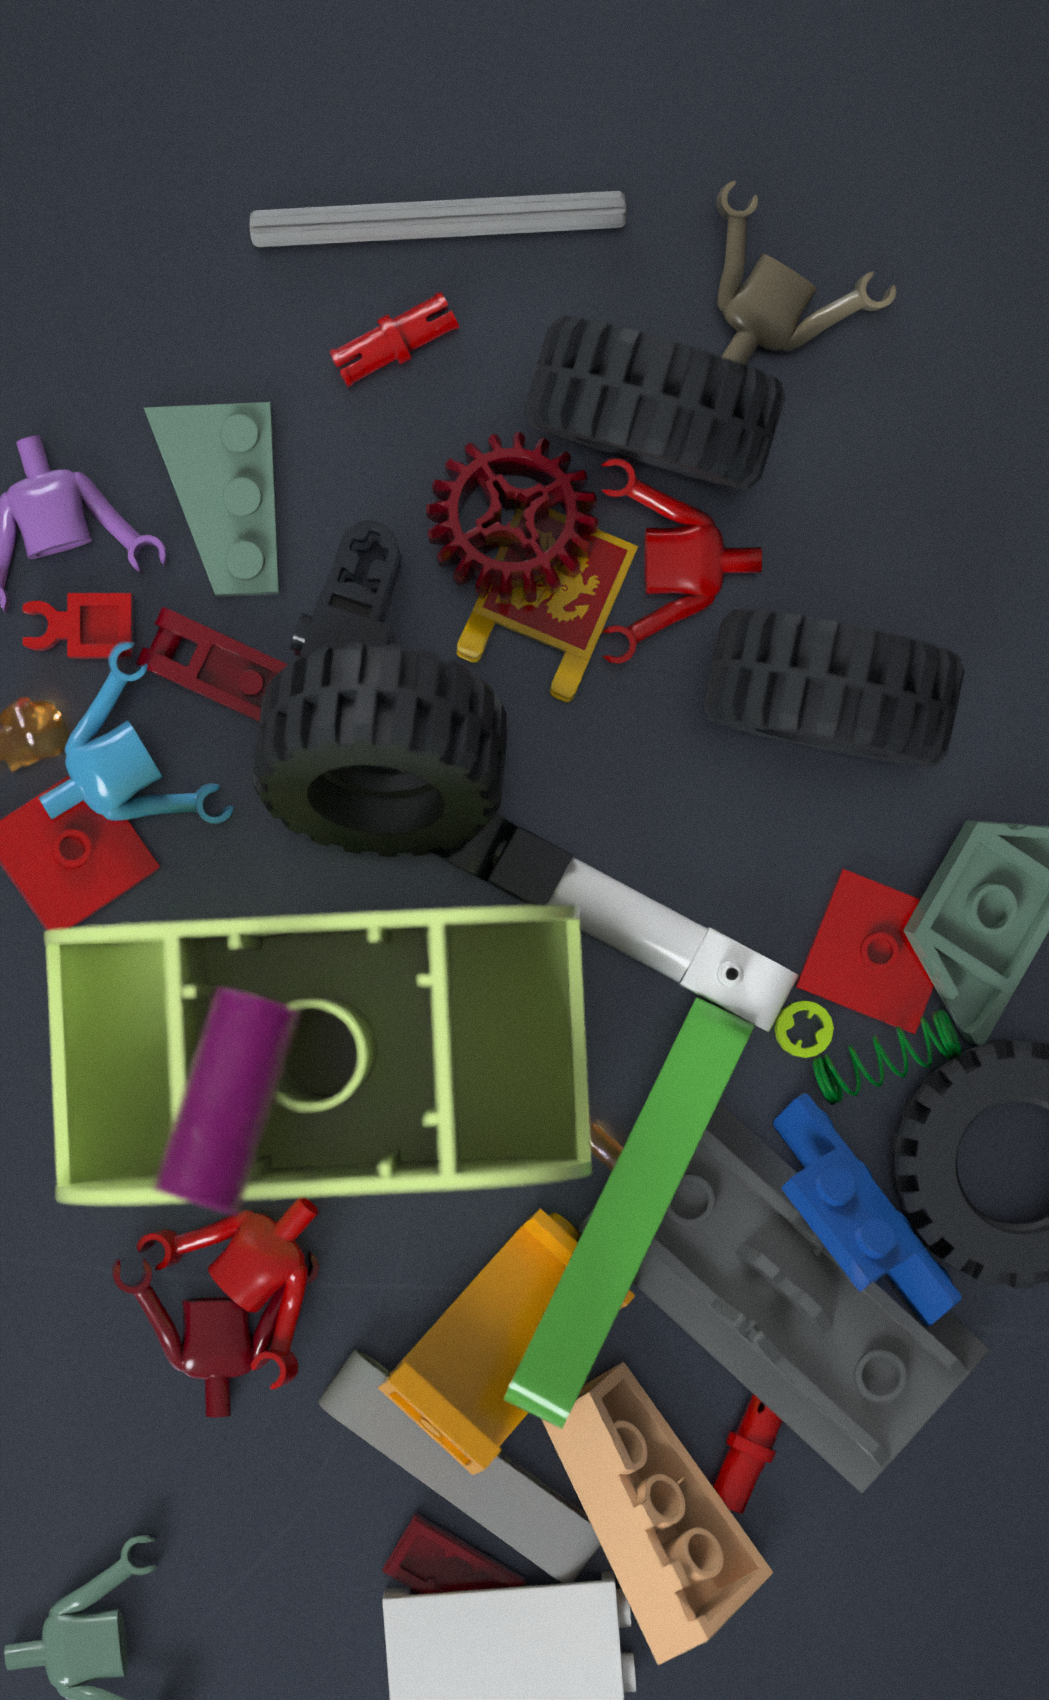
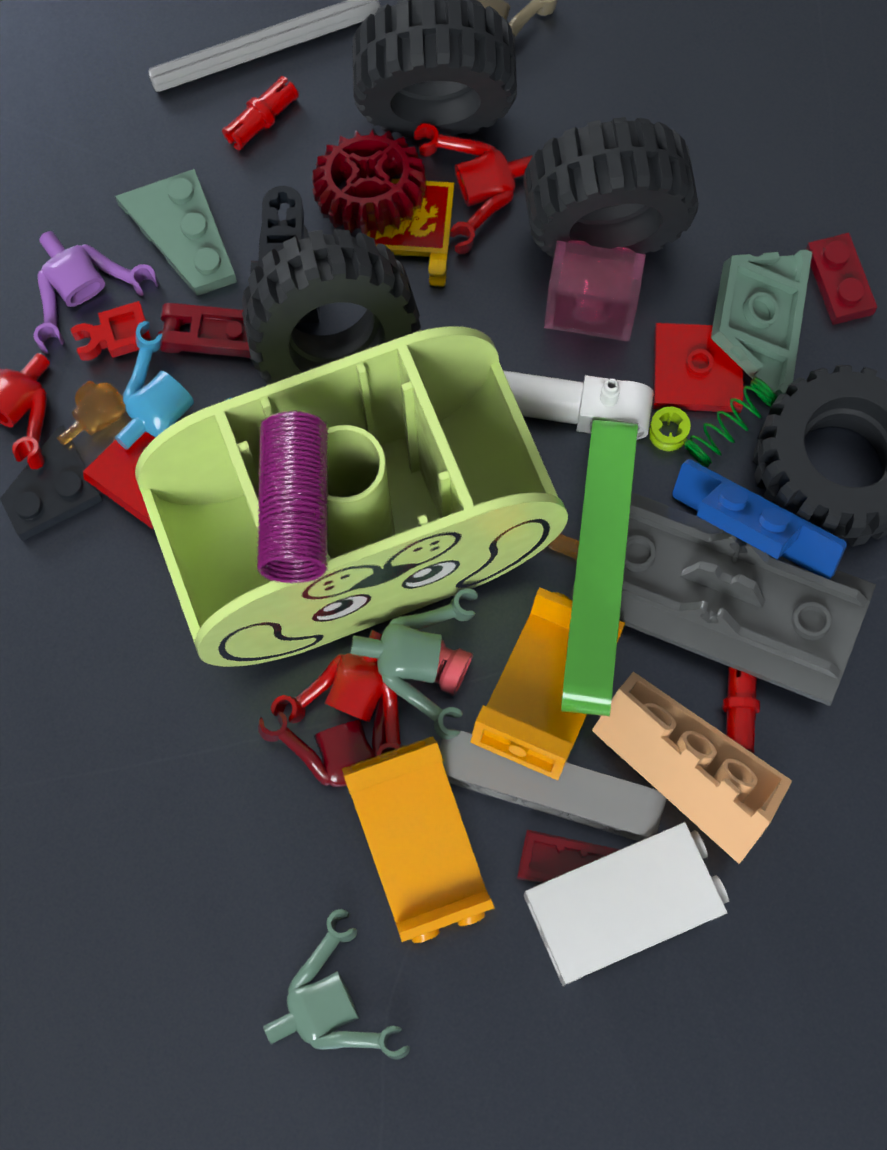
camera: 15 degrees left, 15 degrees down
(270, 1488) = (418, 840): none -> light orange panel
(340, 1254) = (415, 655): none -> sand green piece
(364, 1260) = (454, 670): none -> coral wheel
(769, 805) = (594, 290): none -> clear pink brick

